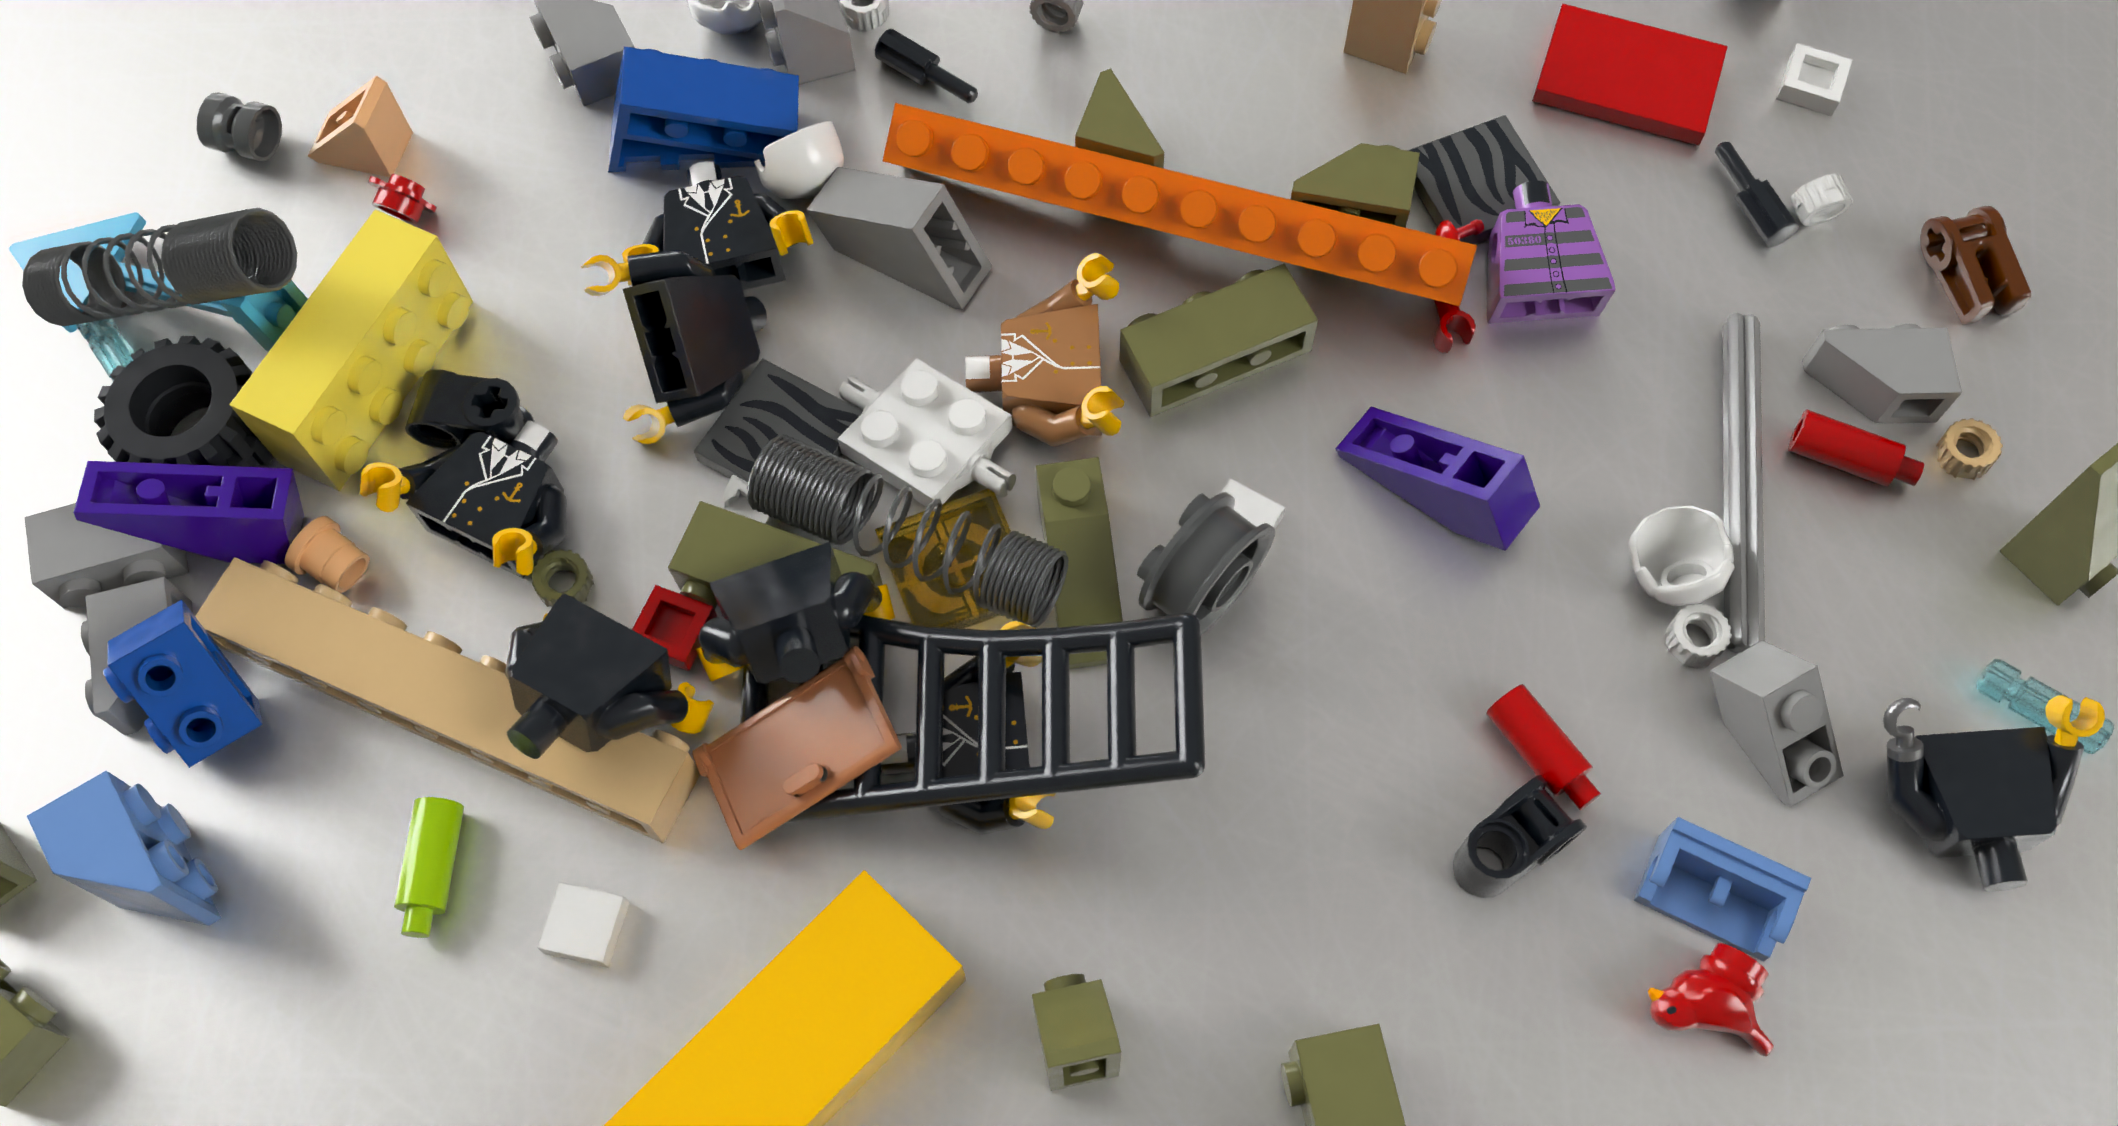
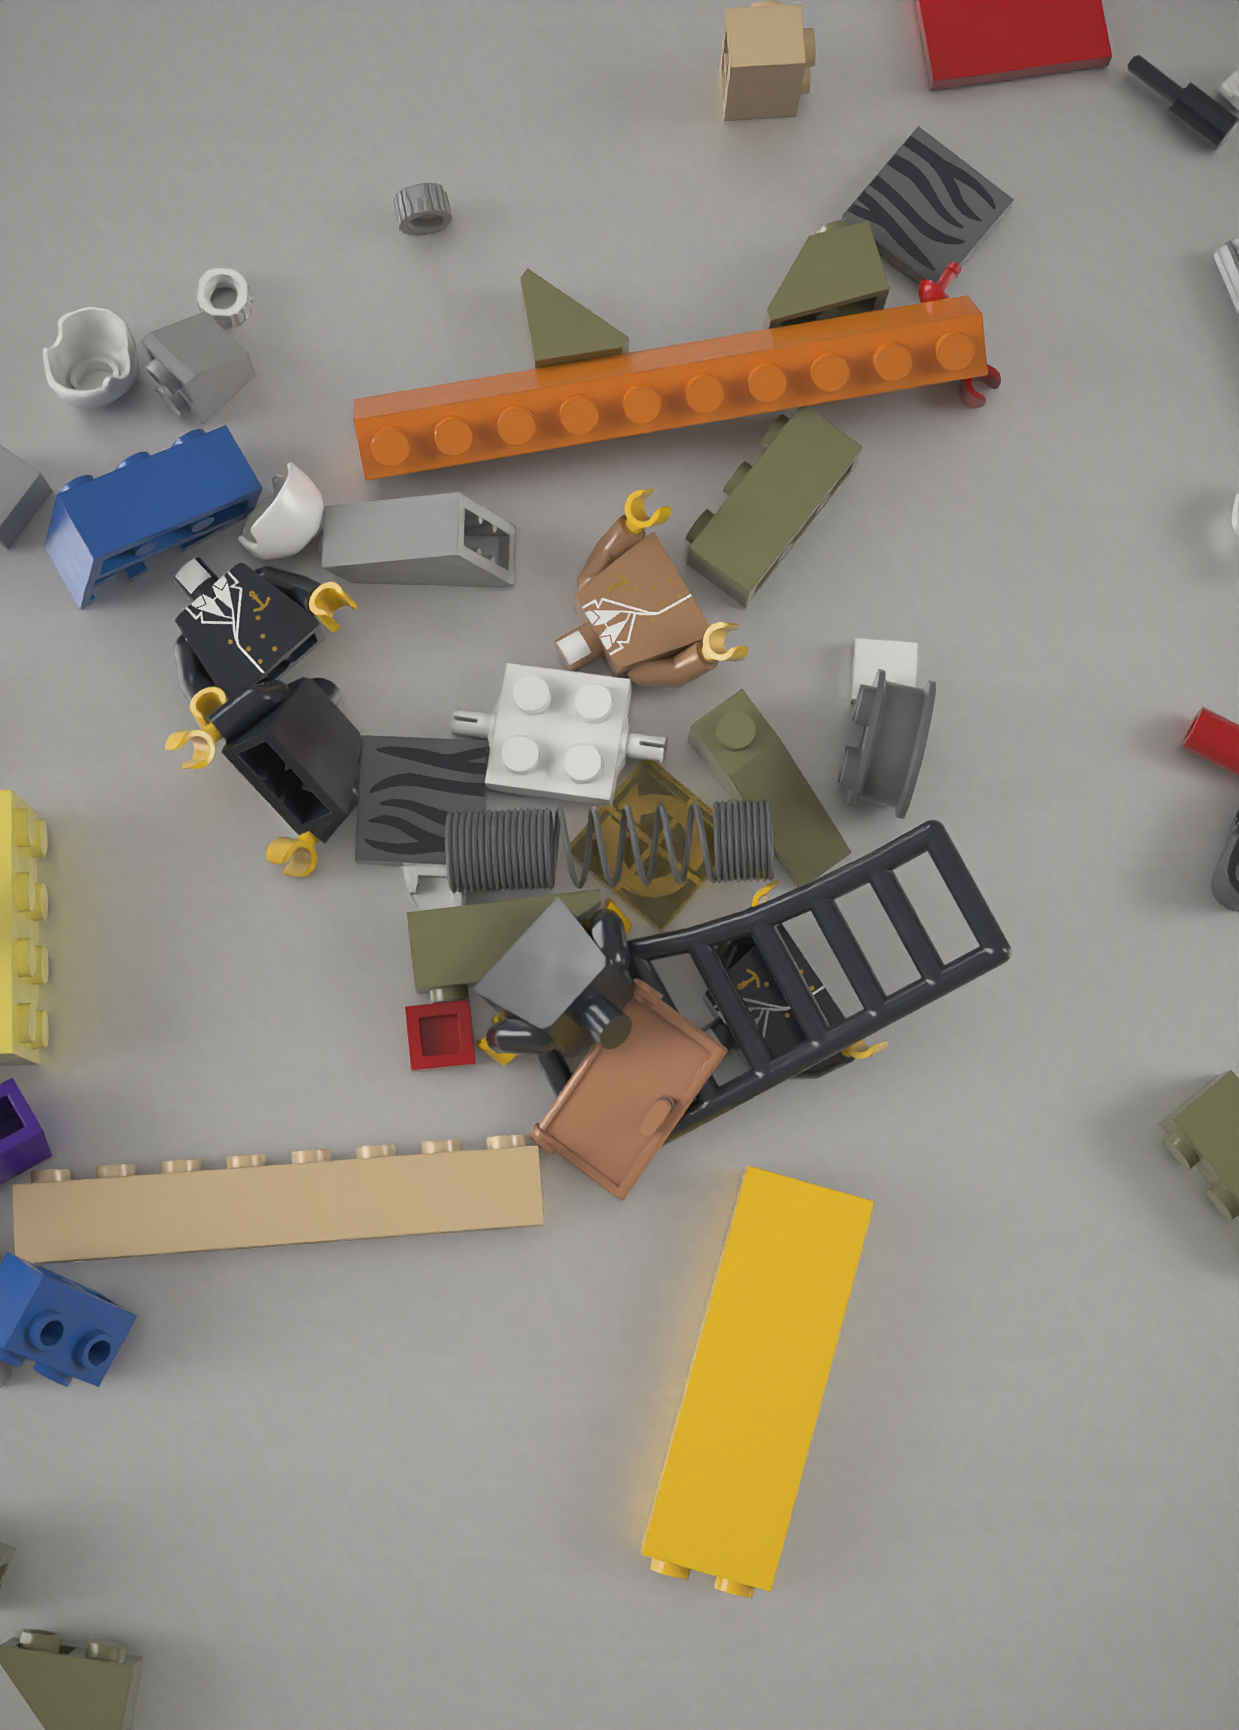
camera: 35 degrees left, 15 degrees up
(125, 850) = (105, 1489): medium blue slope -> none
(326, 555) = (83, 1134): light nougat piece -> none
(428, 863) = (360, 1353): lime cylinder -> none
(456, 406) = (111, 936): black piece -> none
(483, 496) = (199, 1005): black torso -> none
(556, 562) = (296, 1026): olive axle -> none
(583, 924) = (524, 1331): white tile -> none
(591, 682) = (417, 1131): black torso -> none
(920, 64) = (323, 342): black axle -> none
(1076, 1031) = (992, 1203): olive slope -> none
(1445, 475) = (1039, 540): dark purple slope -> none
(1545, 261) = (1029, 273): medium lavender torso -> none

